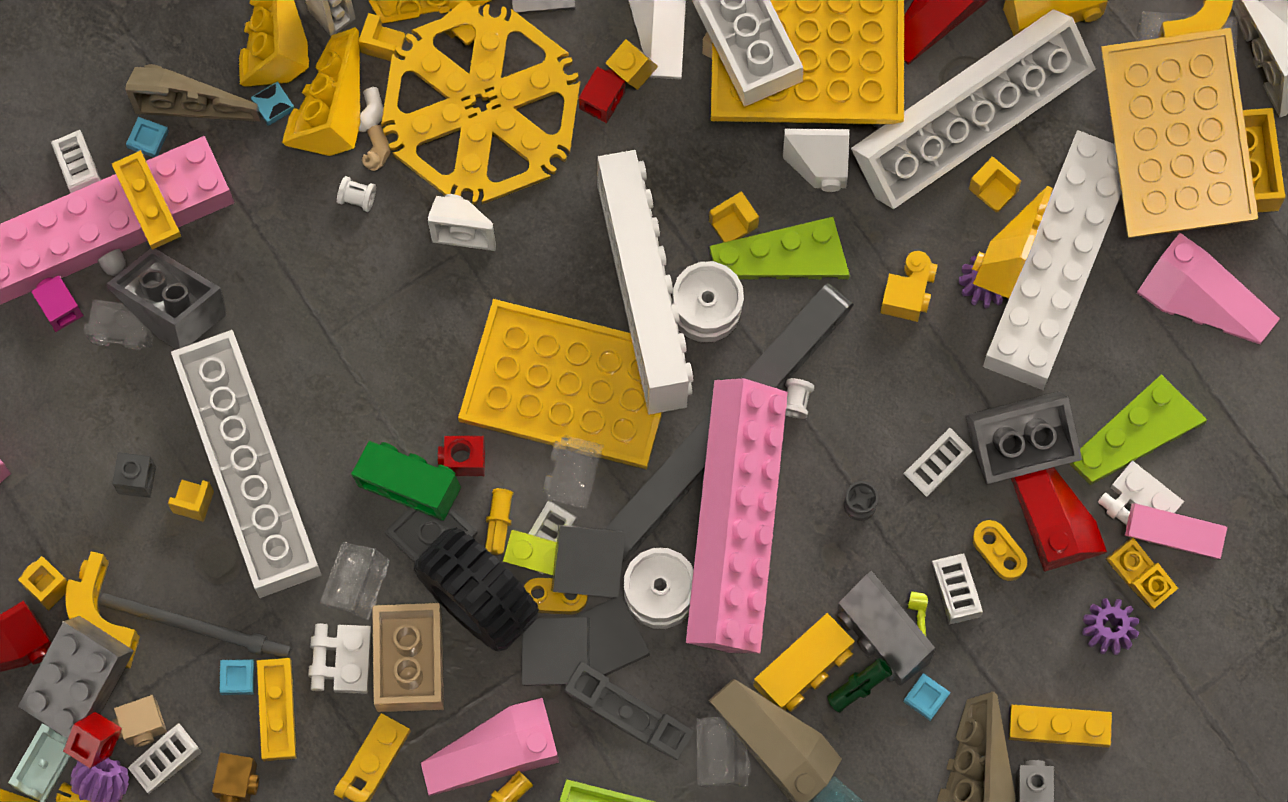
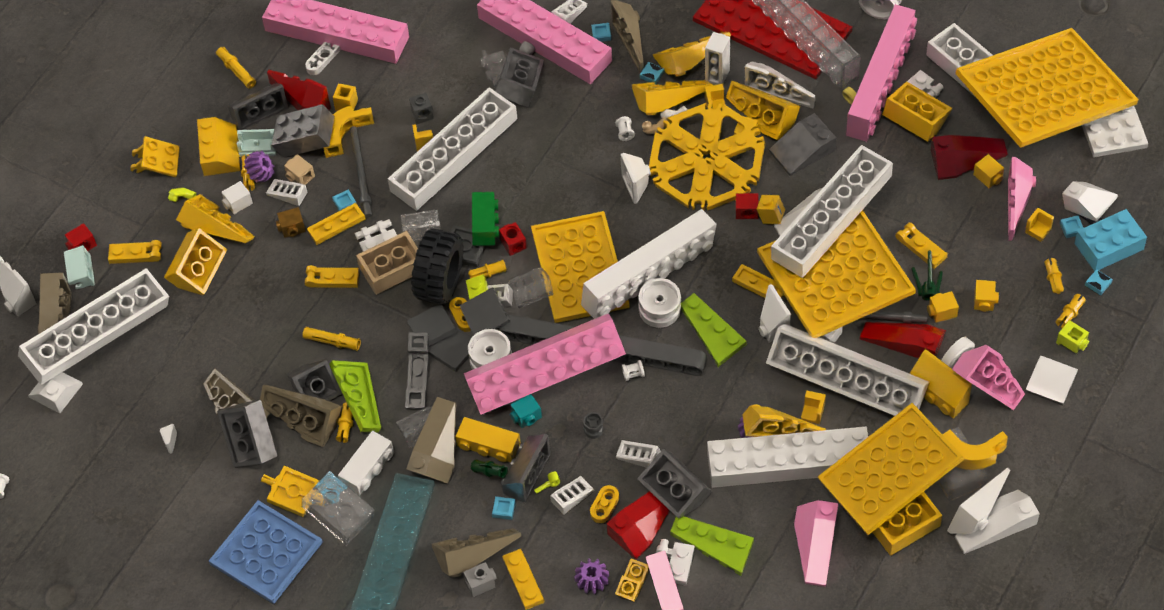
camera: 65 degrees right, 15 degrees down
(56, 302) = (491, 36): dark pink brick -> none
(92, 739) = (275, 151): red brick -> none
(146, 200) = (559, 37): yellow plate -> none
(497, 748) = (375, 331): bright pink wedge -> none
(733, 218) = (717, 296): yellow panel -> none
(743, 150) = (754, 281): none -> yellow plate
(786, 586) = (525, 411): none -> teal brick
(906, 295) = (724, 396): yellow brick -> none

